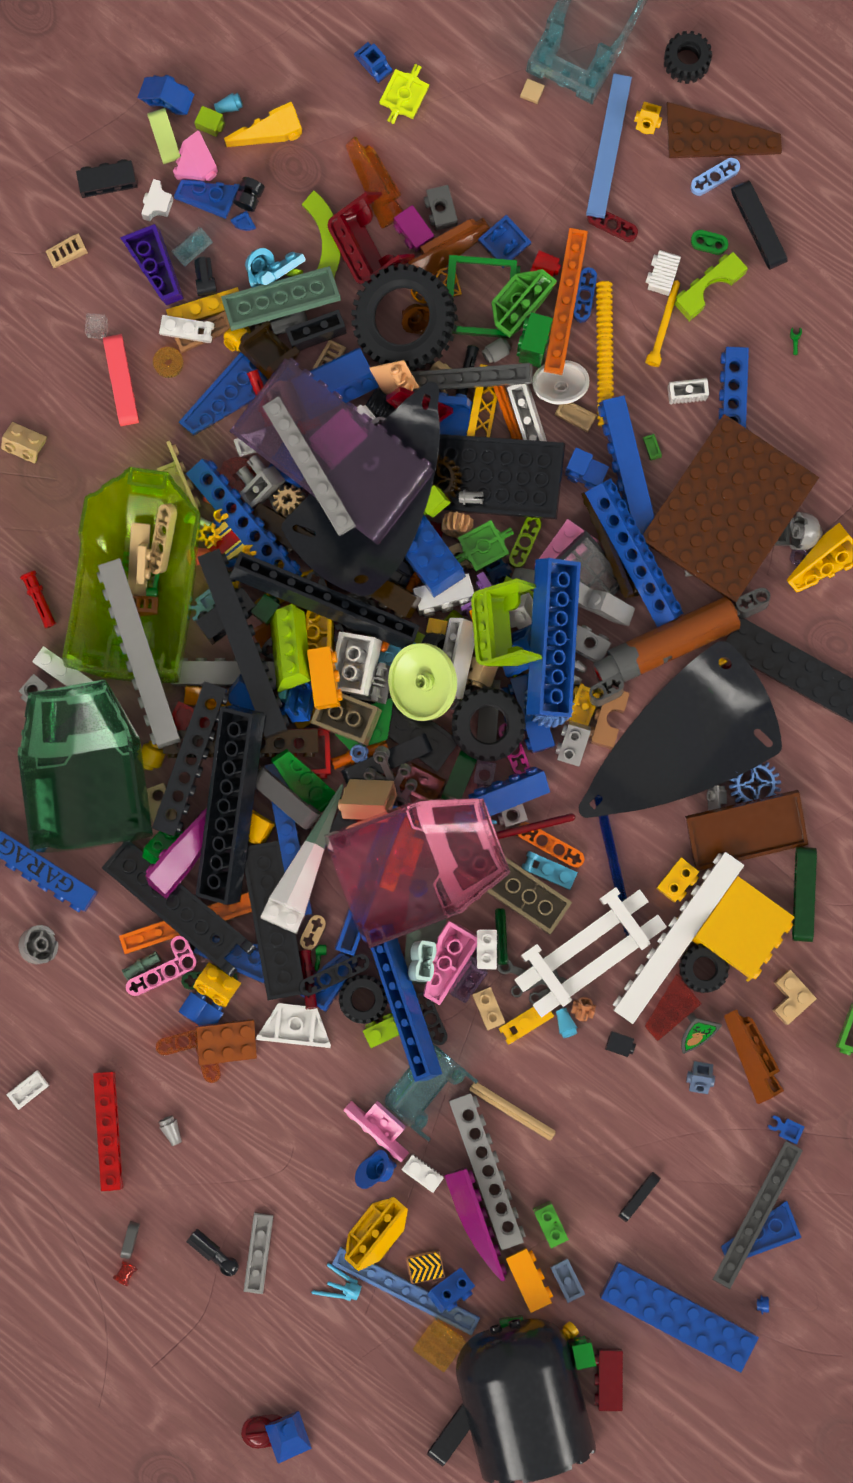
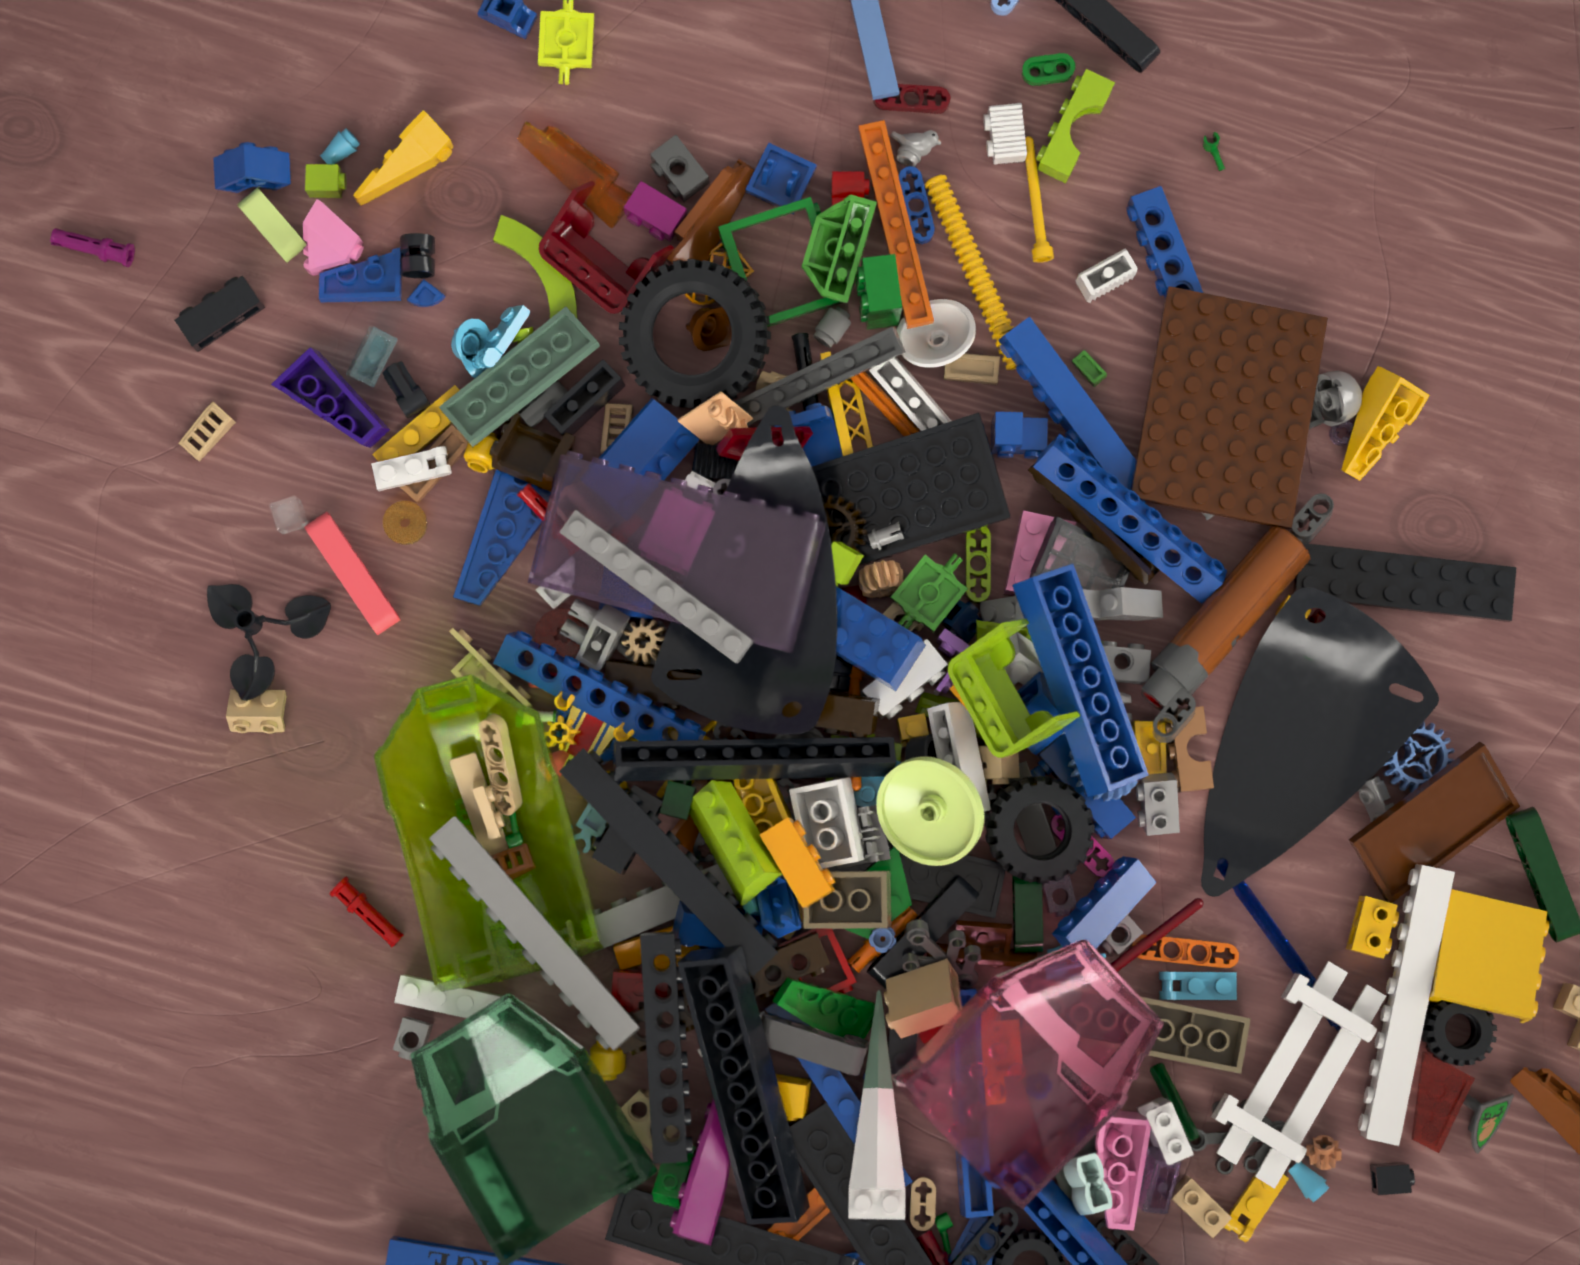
camera: 25 degrees left, 0 degrees up
(35, 369) = (231, 608): none -> black plant
(50, 106) = (104, 248): none -> magenta pin
(156, 202) = (299, 316): white brick -> none
(600, 256) = (915, 146): none -> light grey animal
(700, 1077) = (1517, 1178): sand blue brick -> none

